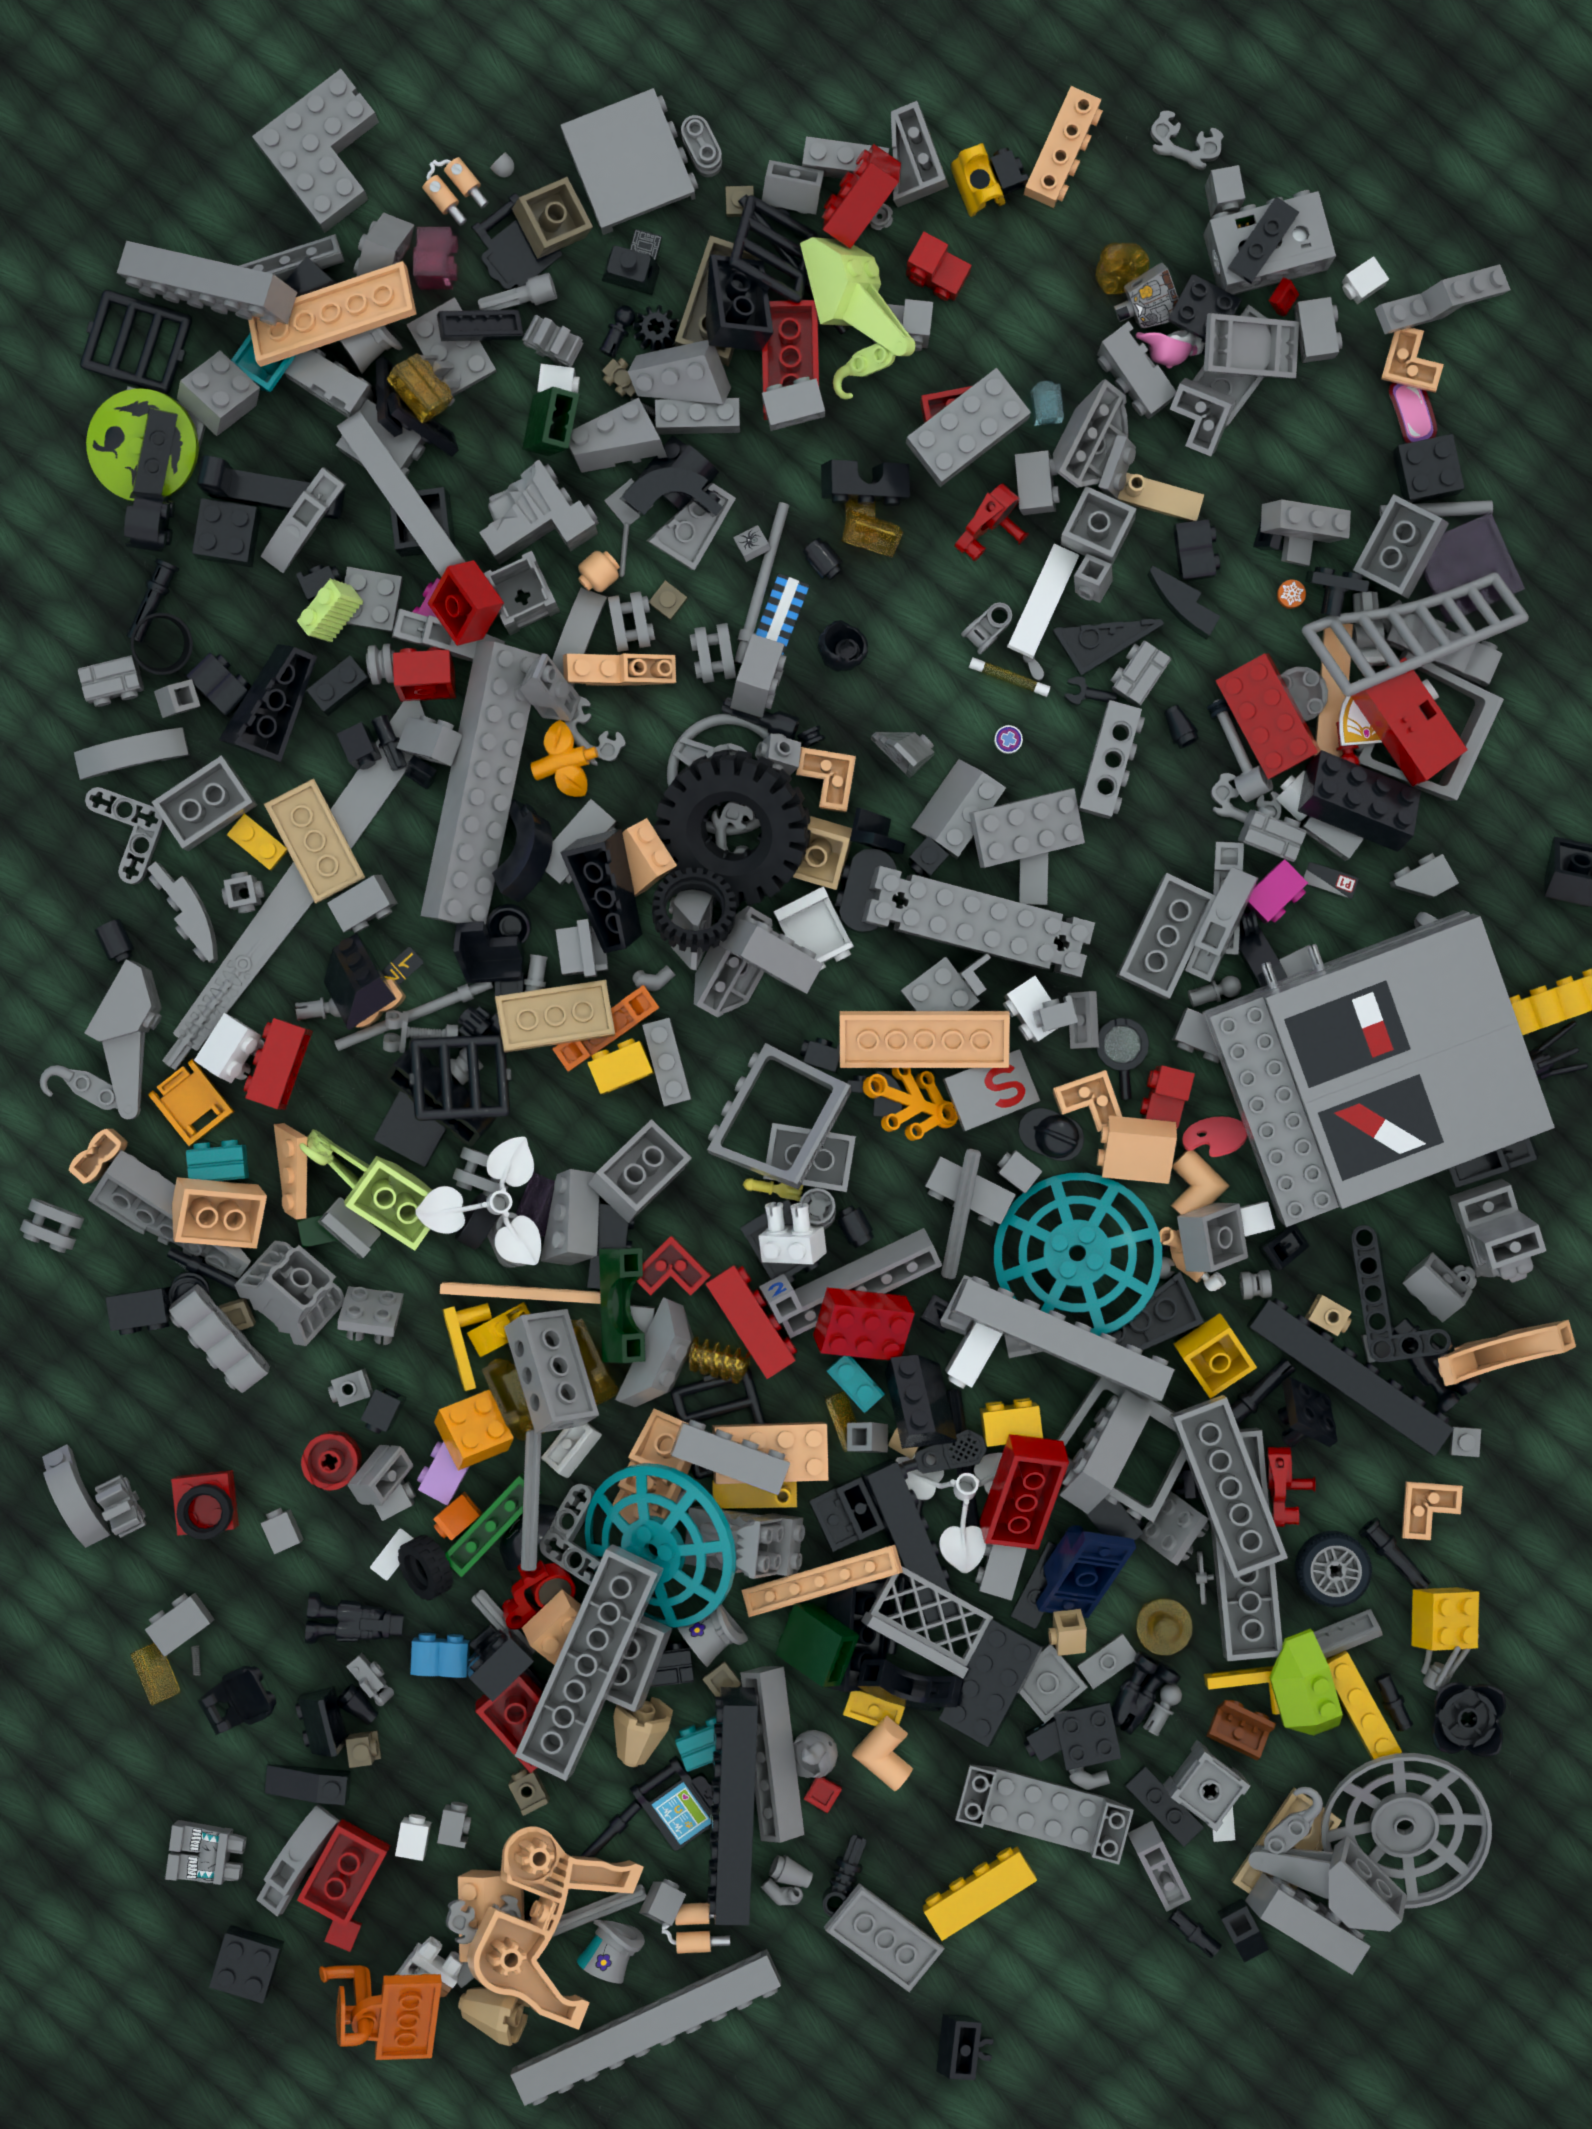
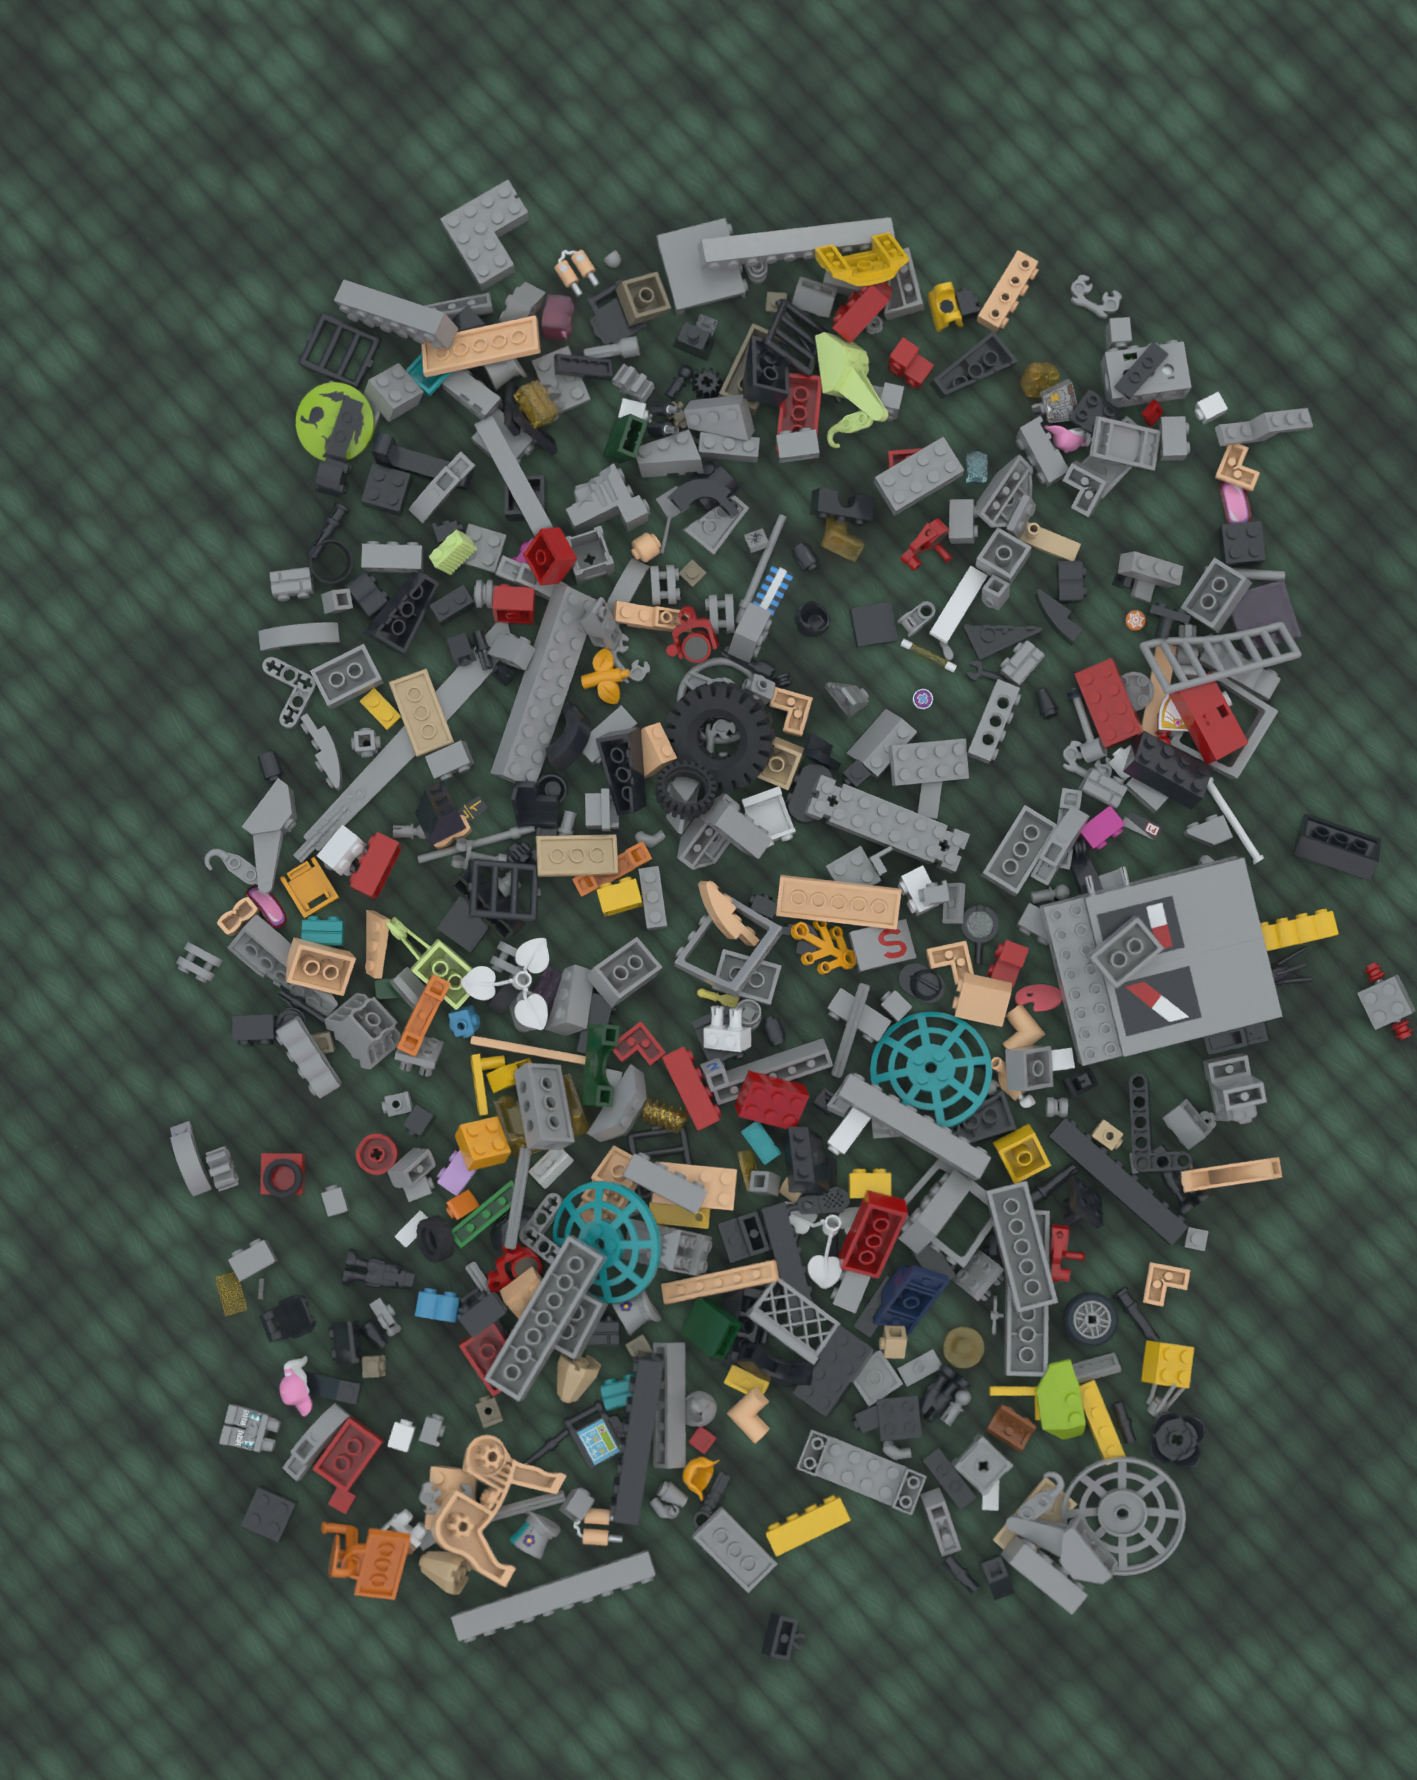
camera: 10 degrees right, 5 degrees down
(138, 1137) = (269, 906): none -> sticker
(246, 627) = (392, 557): none -> light grey brick
(257, 1788) = (294, 1386): none -> bright pink hair
(368, 1265) = (422, 1015): none -> orange slope
(427, 1263) = (464, 1021): none -> dark azure brick
(598, 399) = (662, 409): none -> black piece
(687, 699) = (697, 644): none -> red piece
(758, 113) = (789, 243): none -> light grey brick
(764, 1072) = (721, 912): none -> light nougat slope
(823, 1842) = (698, 1474): none -> light orange hair
(861, 136) = (864, 267): none -> yellow slope
(928, 643) = (873, 624): none -> black slope
(1033, 255) = (977, 364): none -> black wedge
(1329, 1067) = (1125, 951): none -> light grey brick
(1458, 861) = (1234, 822): none -> white bar

